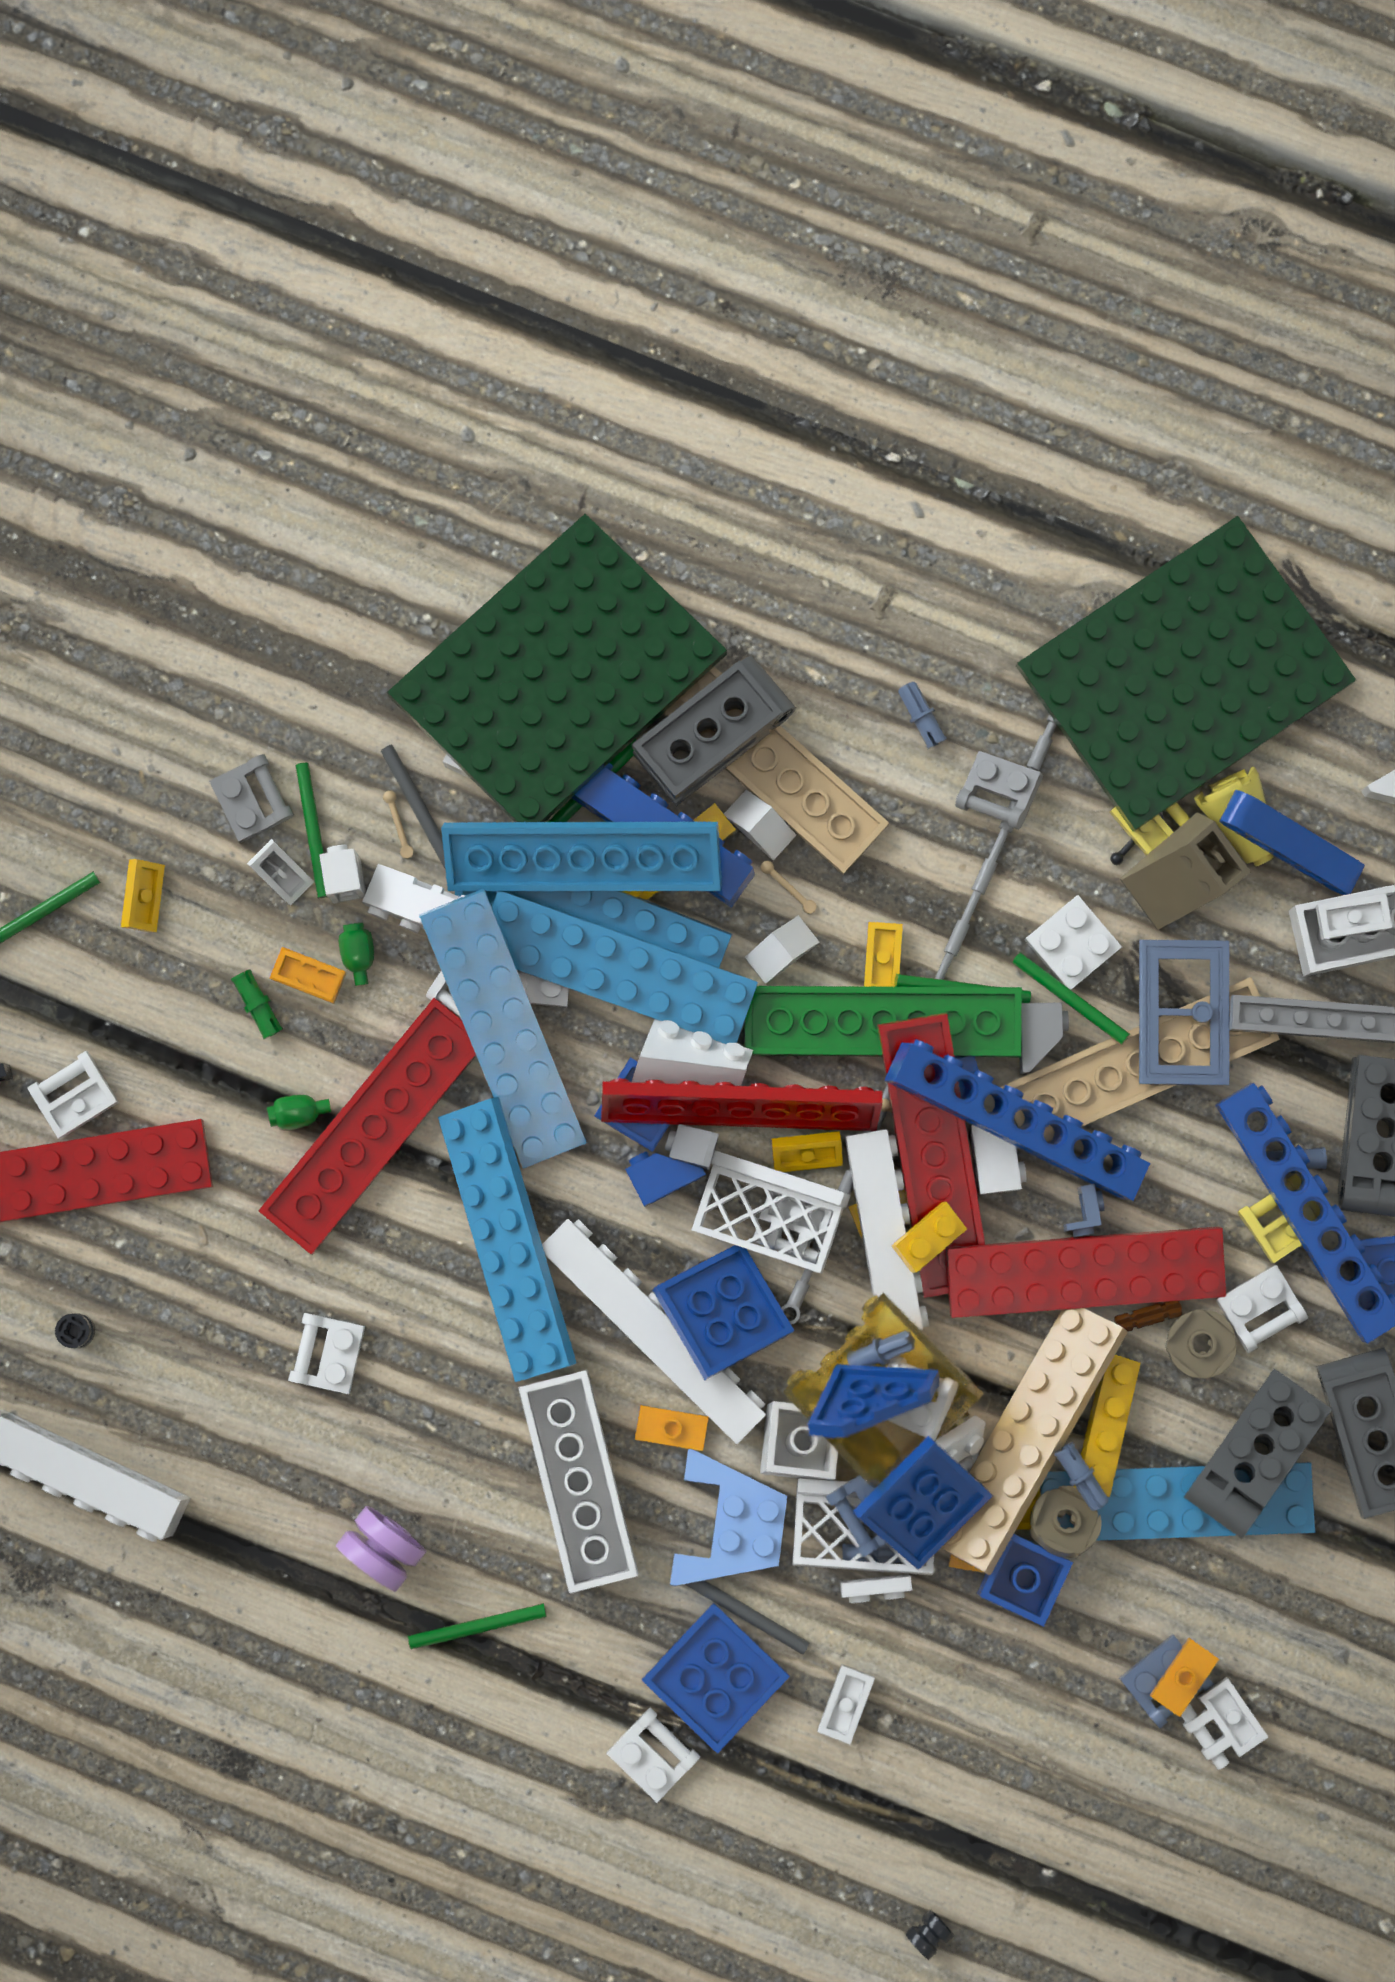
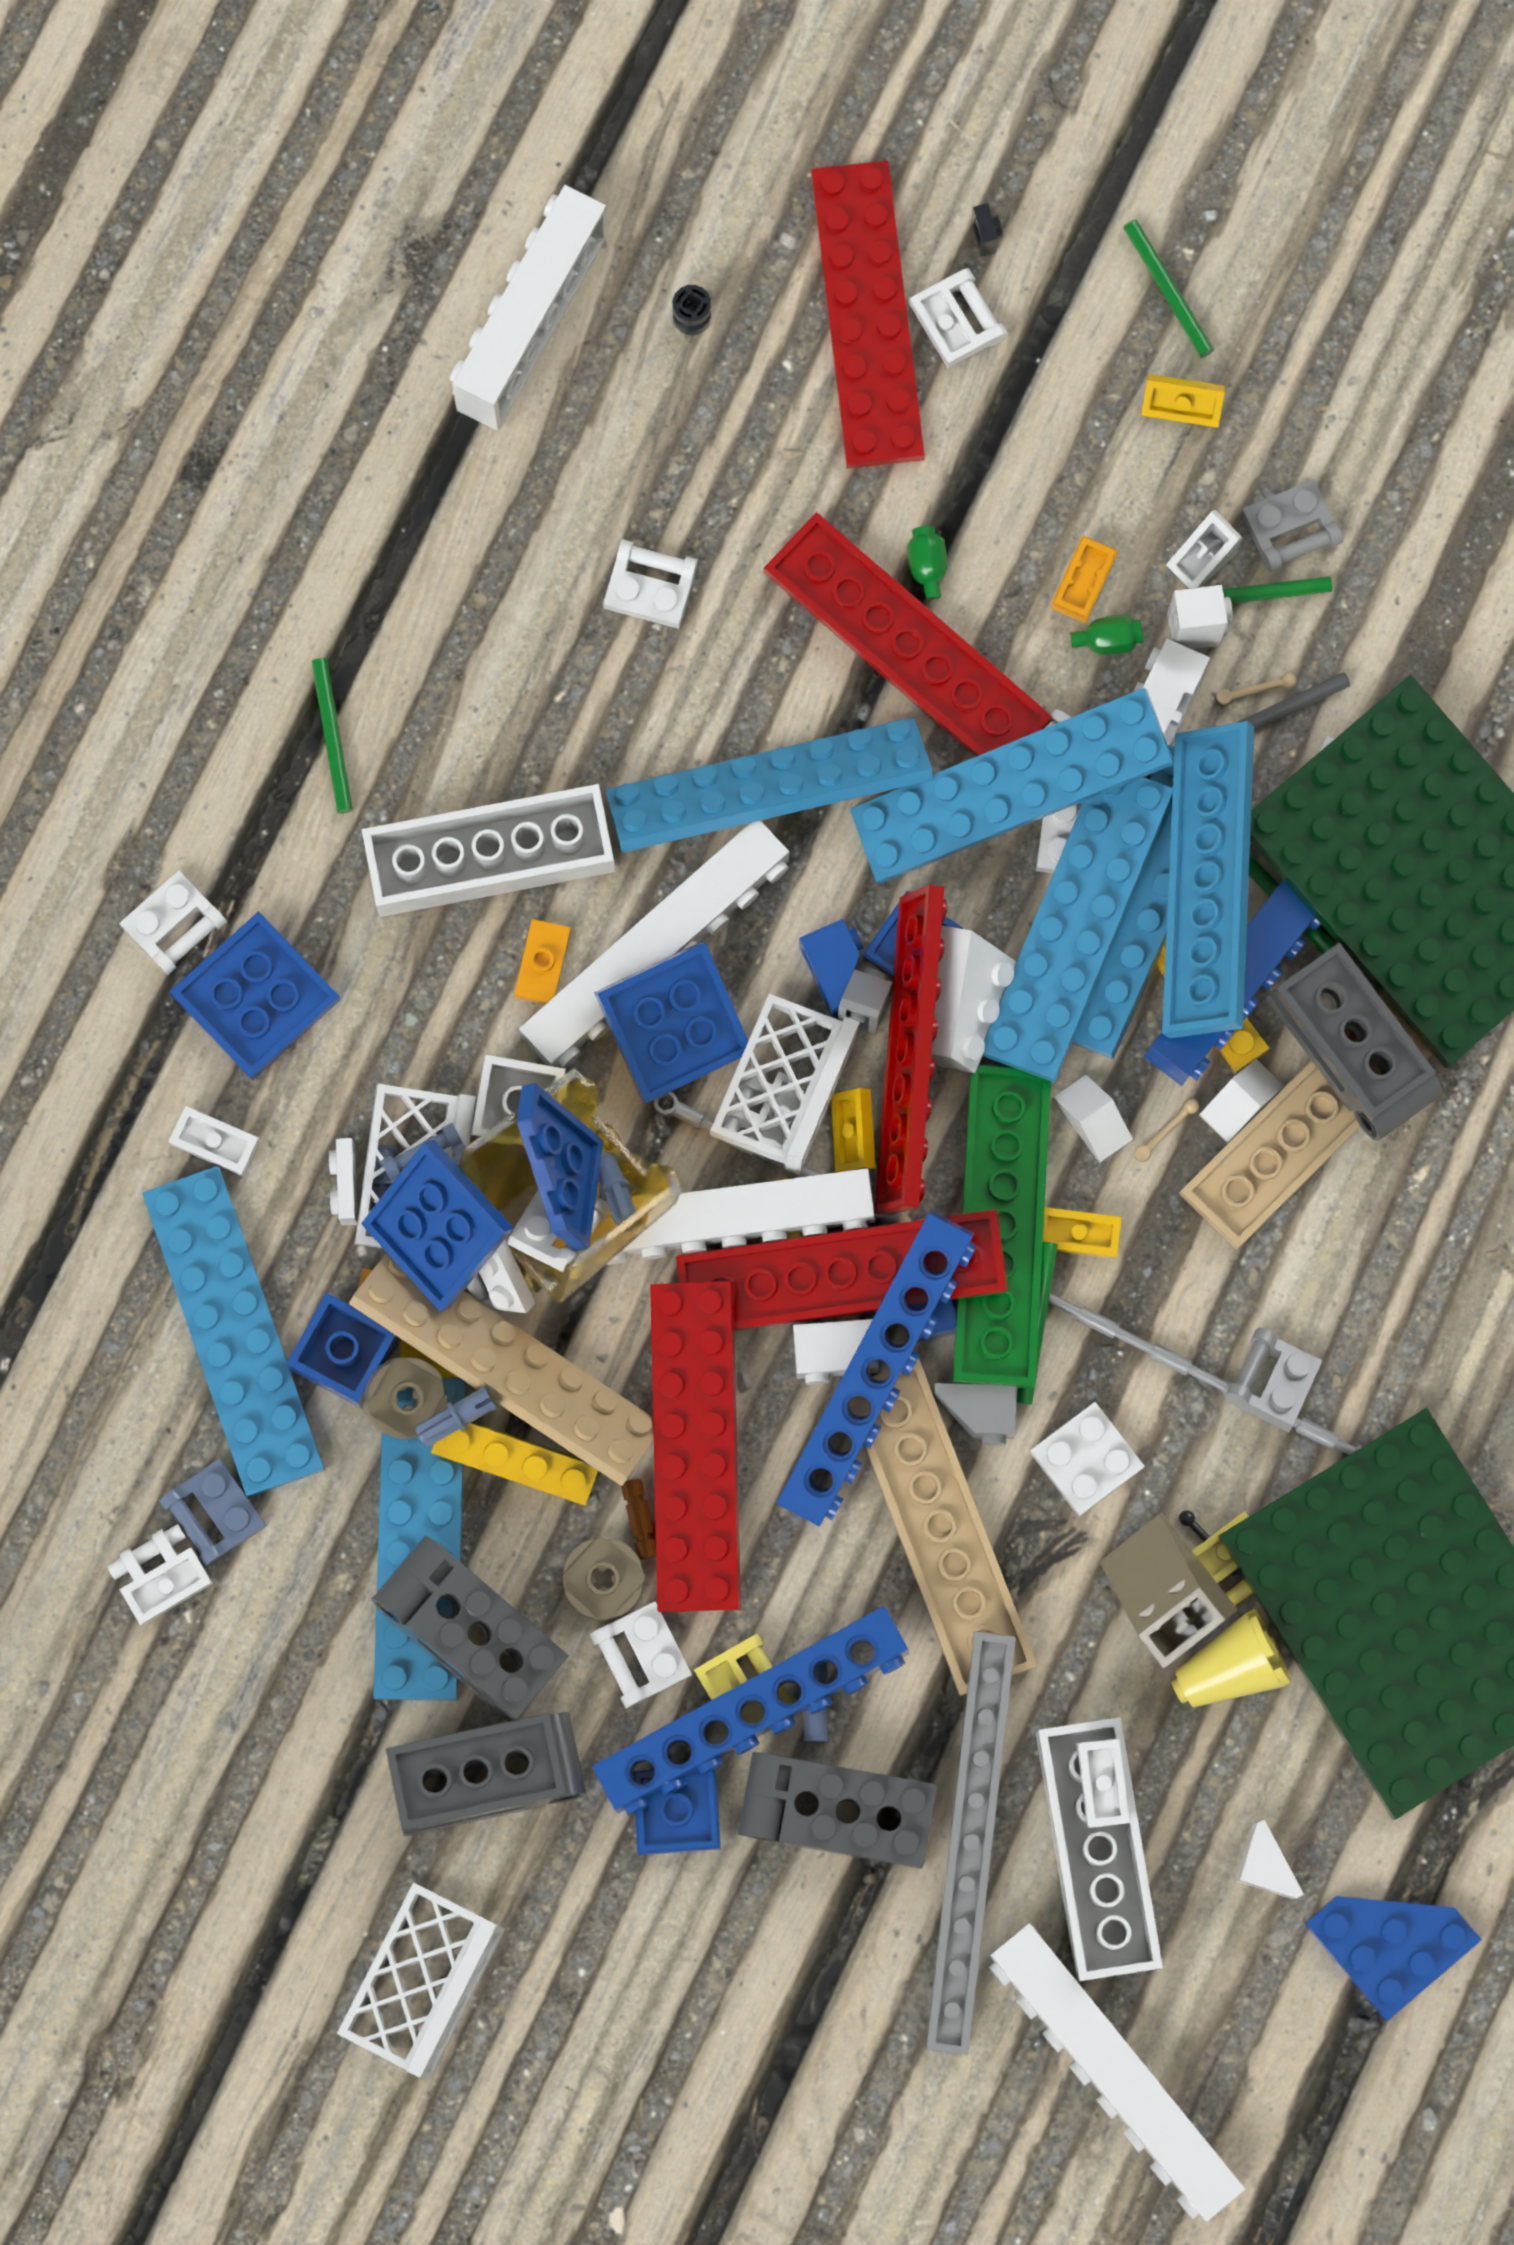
camera: 90 degrees right, 5 degrees down
(256, 1004) = (1053, 521): green pin -> none
(384, 1543) = (426, 626): lavender wheel -> none
(745, 1527) = (427, 1039): light blue wing -> none
(750, 1615) = (325, 1035): dark grey bar -> none
(921, 714) = (1367, 1295): sand blue axle -> none
(929, 1237) = (745, 1259): yellow plate -> none
(1008, 1675) = (233, 1331): none -> dark azure plate
(1071, 998) = (1020, 1449): green bar -> none
(1091, 1205) = (775, 1458): sand blue bracket -> none
(1184, 1677) = (216, 1528): light orange plate -> none
(1217, 1012) = (996, 1621): sand blue door -> none
(1292, 843) = (1196, 1719): blue beam -> none

